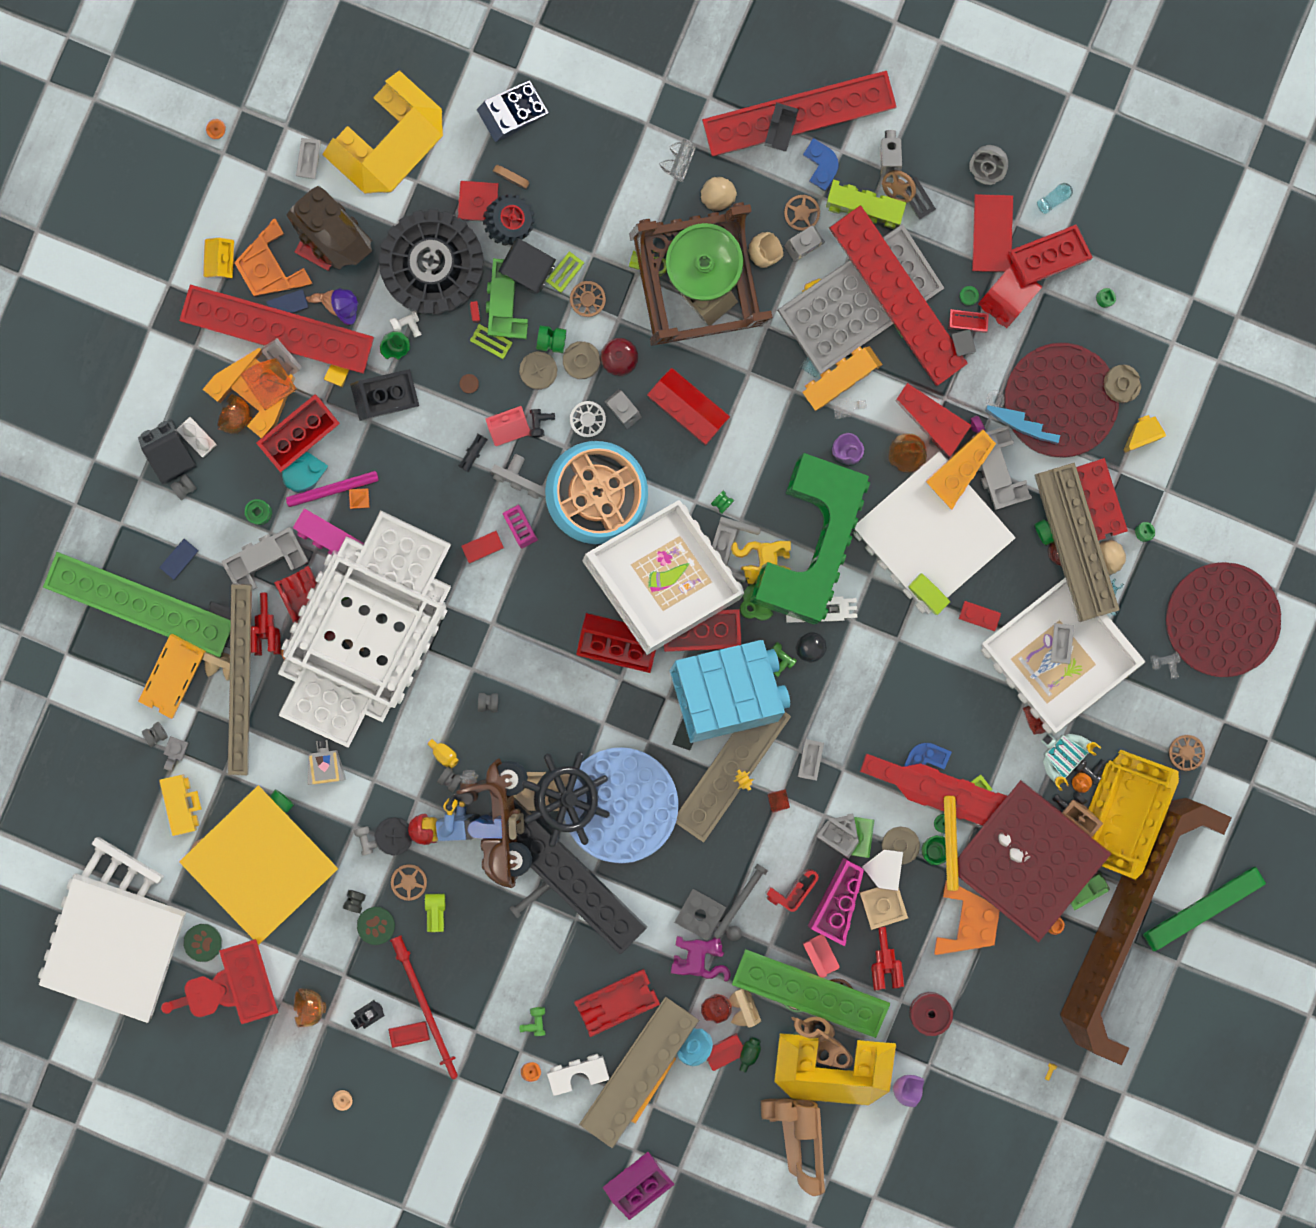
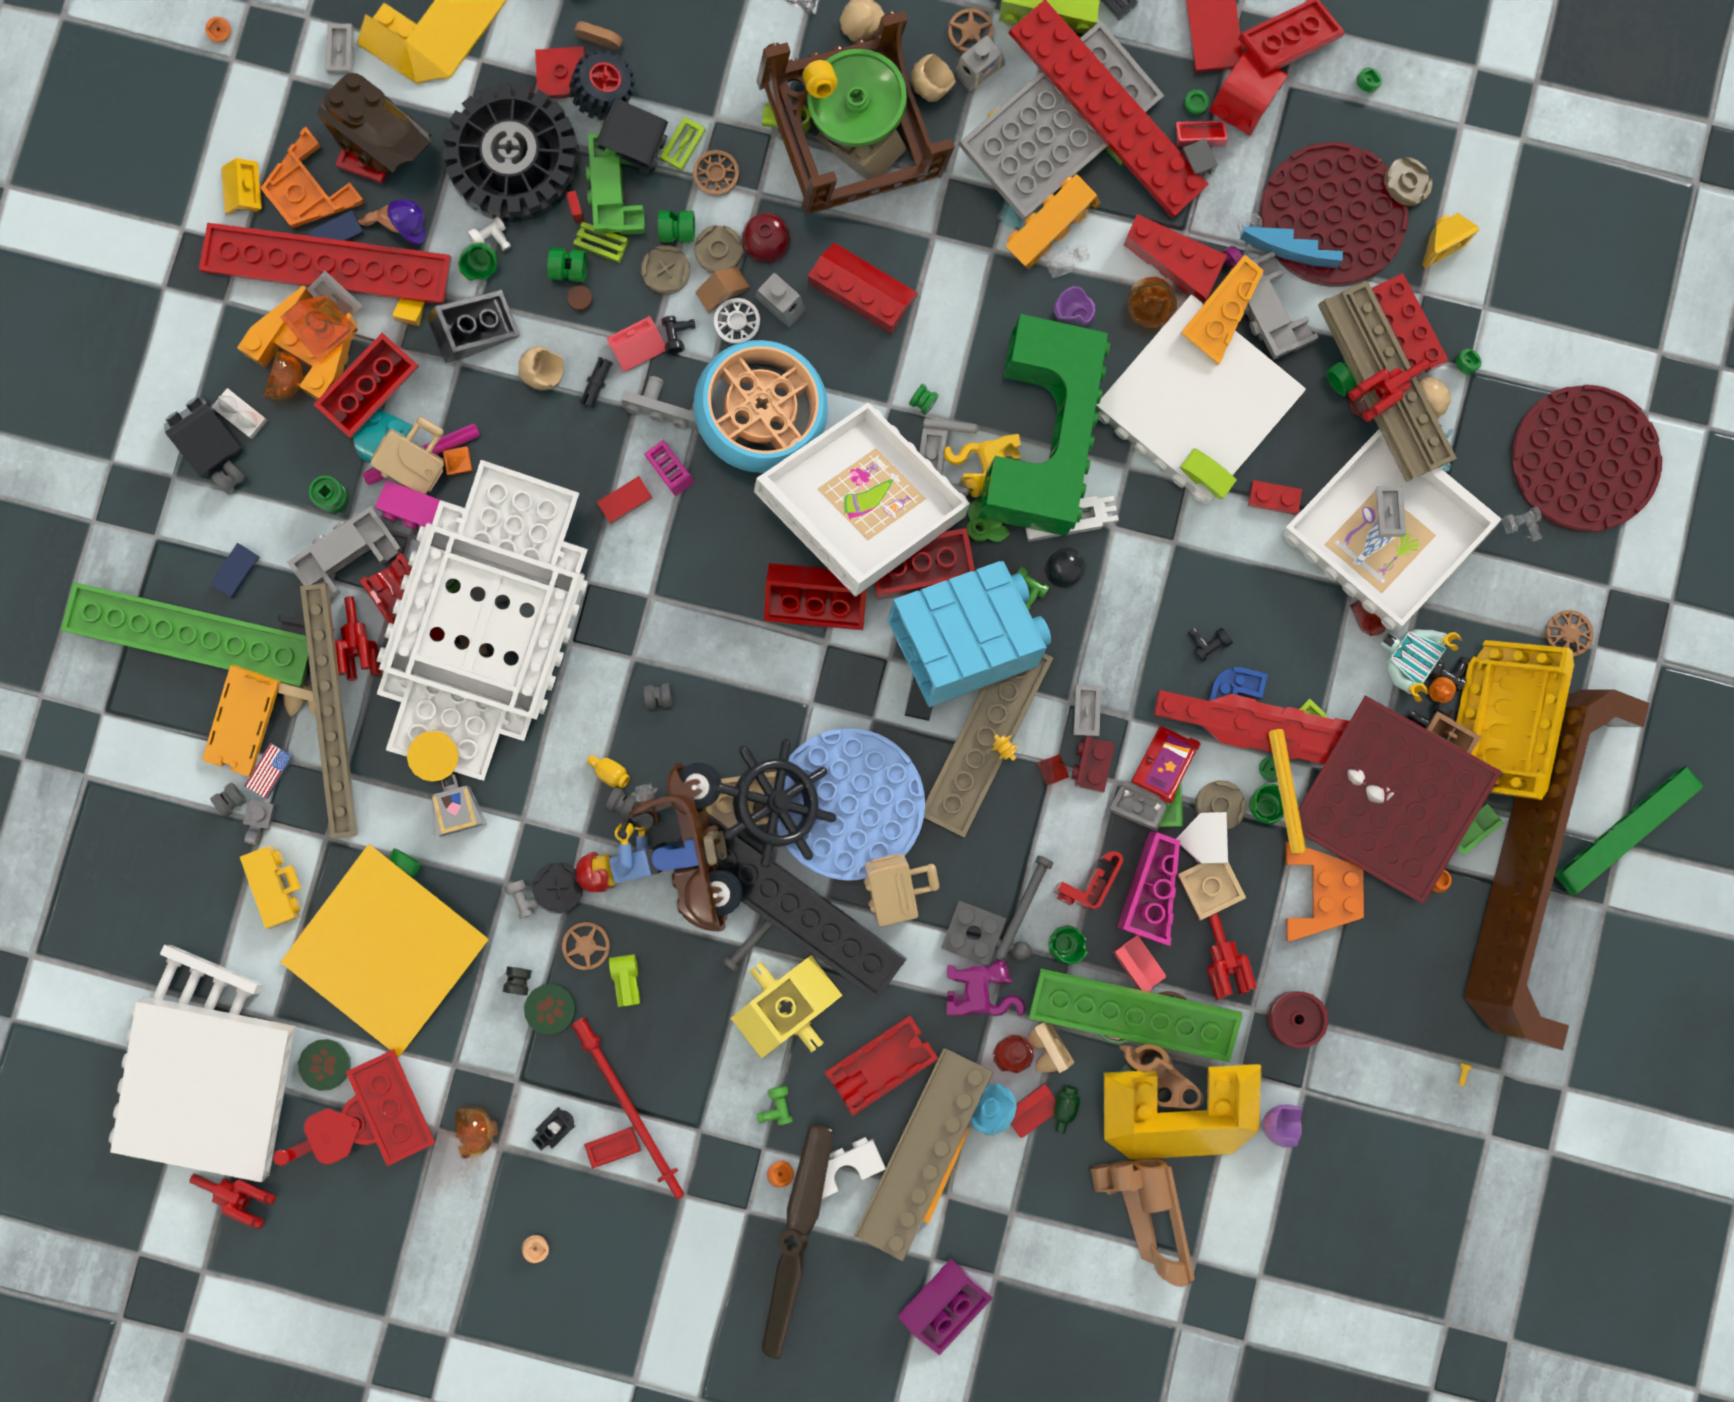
camera: 10 degrees left, 5 degrees down
(125, 1031) = (234, 1198): none -> red plant
(187, 716) = (269, 771): none -> tile
(313, 725) = (432, 755): none -> yellow tile
(323, 496) = (407, 460): none -> tan piece
(432, 437) = (541, 368): none -> tan hair
(456, 356) = (558, 264): none -> green wheel
(542, 1105) = (801, 1217): none -> dark brown piece
(571, 943) = (808, 991): none -> light yellow slope
(580, 392) = (721, 287): none -> medium nougat slope
(643, 873) = (893, 890): none -> tan piece
(677, 246) = (820, 79): none -> yellow head
(769, 934) = (1067, 945): none -> green hair
(810, 800) = (1093, 764): none -> dark red bracket
(867, 804) = (1170, 759): none -> door
(907, 724) = (1205, 648): none -> black piece
(1074, 550) = (1388, 387): none -> red plant

